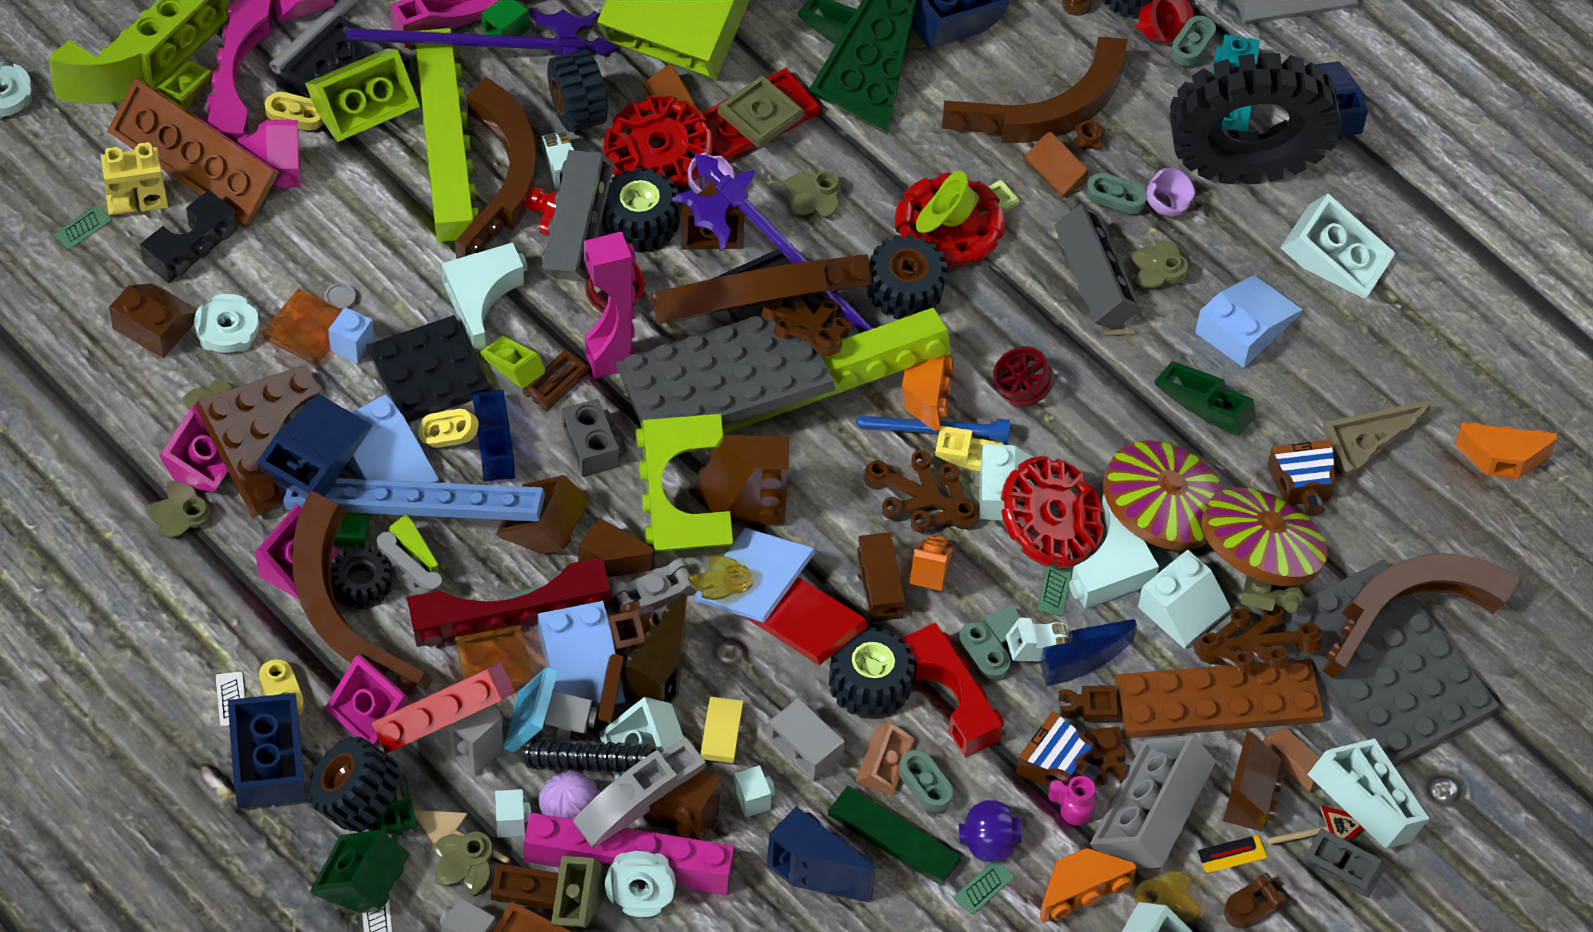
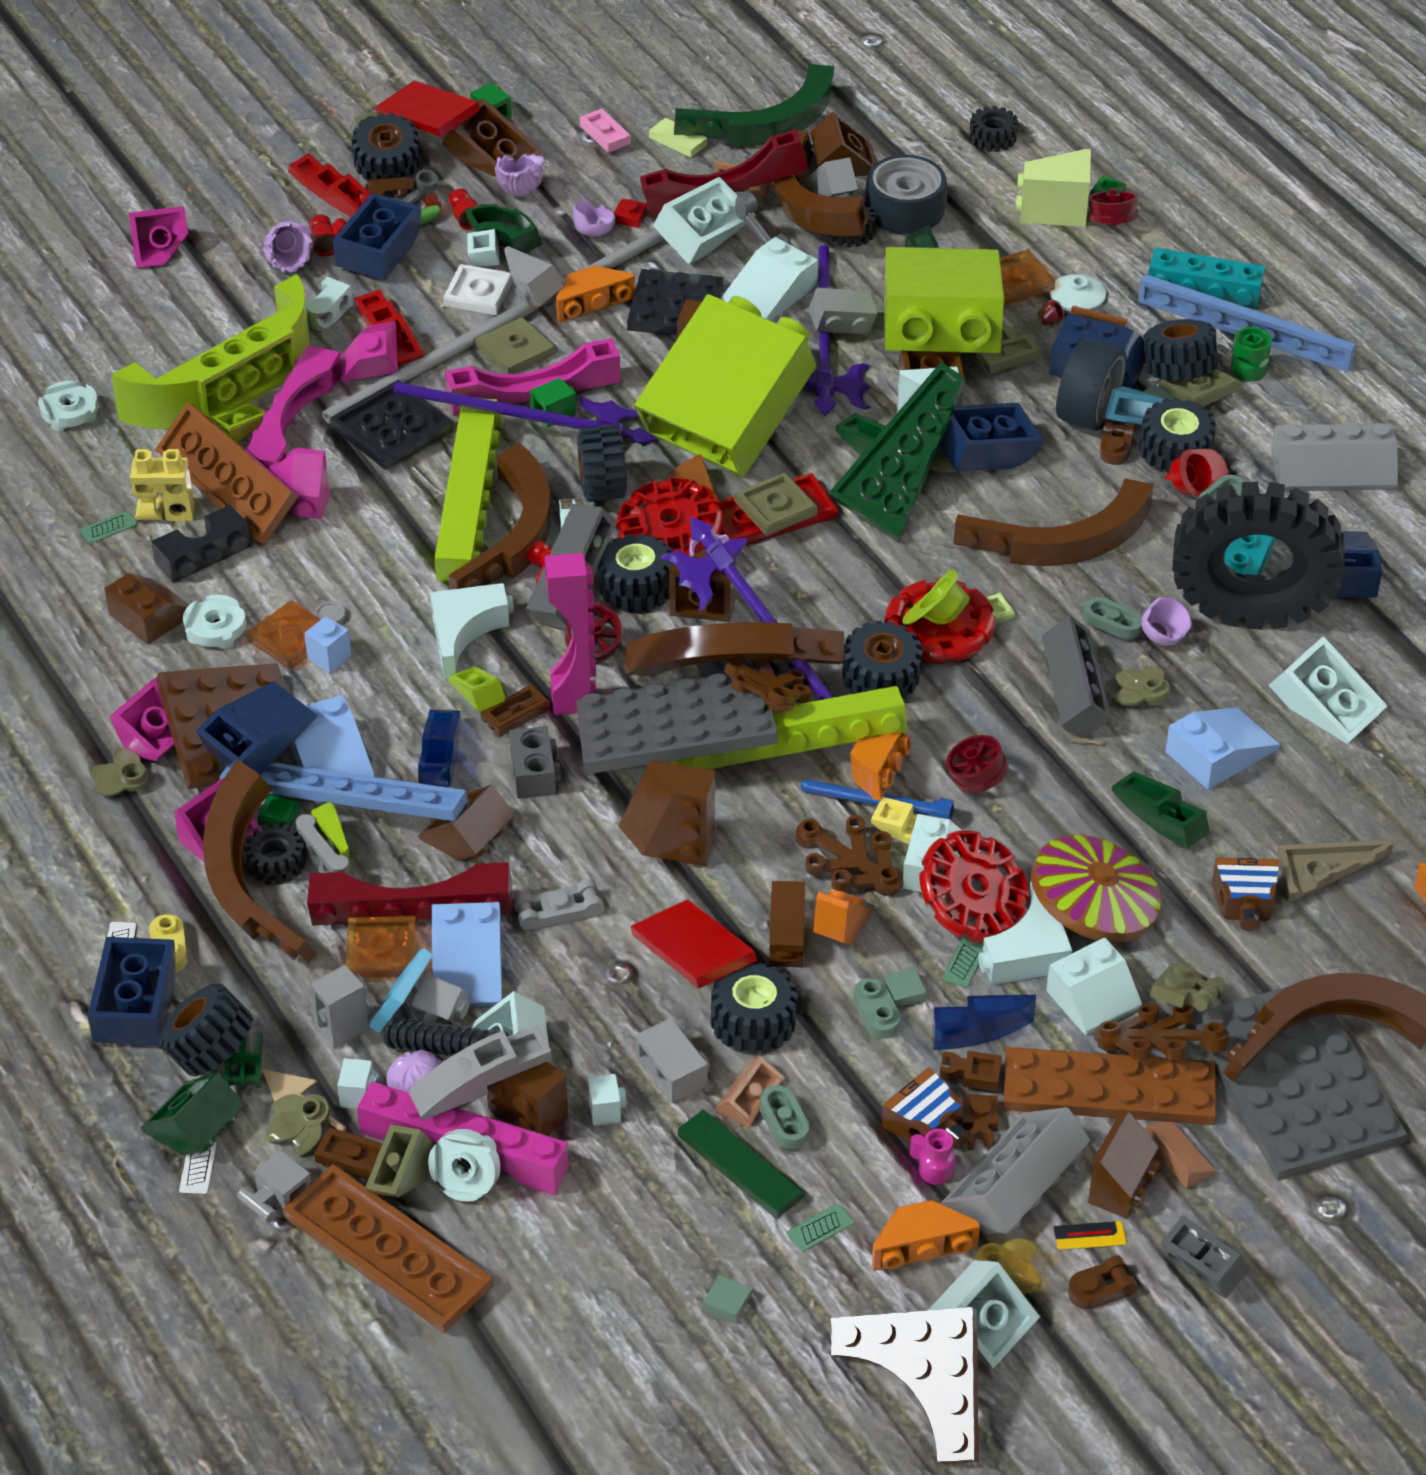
camera: 15 degrees right, 10 degrees down
(294, 108) = (339, 454): light yellow plate -> none
(363, 94) = (398, 442): lime slope -> none
(363, 698) = (247, 964): dark pink slope -> none
(428, 368) = (394, 684): black plate -> none
(443, 707) = (324, 959): arch -> none
(451, 428) = (395, 734): light yellow plate -> none
(609, 689) = (485, 983): reddish brown tile -> none
(620, 551) = (529, 864): reddish brown slope -> none
(632, 624) = (525, 930): reddish brown brick -> none
(657, 665) = (545, 959): dark brown slope -> none
(668, 526) = (587, 849): lime arch -> none
(721, 729) = (589, 1040): light yellow slope -> none
(723, 579) = (629, 900): clear yellow plate -> none
(774, 568) = (660, 904): light blue piece -> none
(812, 195) = (812, 581): olive plate -> none
(817, 859) = (651, 1168): dark blue slope -> none
(974, 722) = (845, 1067): red arch -> none
(990, 831) = (838, 1173): dark purple plant -> none
(1034, 638) = (920, 998): light aqua leg -> none
(1057, 164) = (1059, 586): dark orange slope -> none
(1091, 129) = (1098, 565): reddish brown plate -> none
(1264, 536) = (1188, 938): dish -> none
(1336, 821) = (1211, 1220): piece -> none
(1370, 792) = (1246, 1191): light aqua wedge -> none

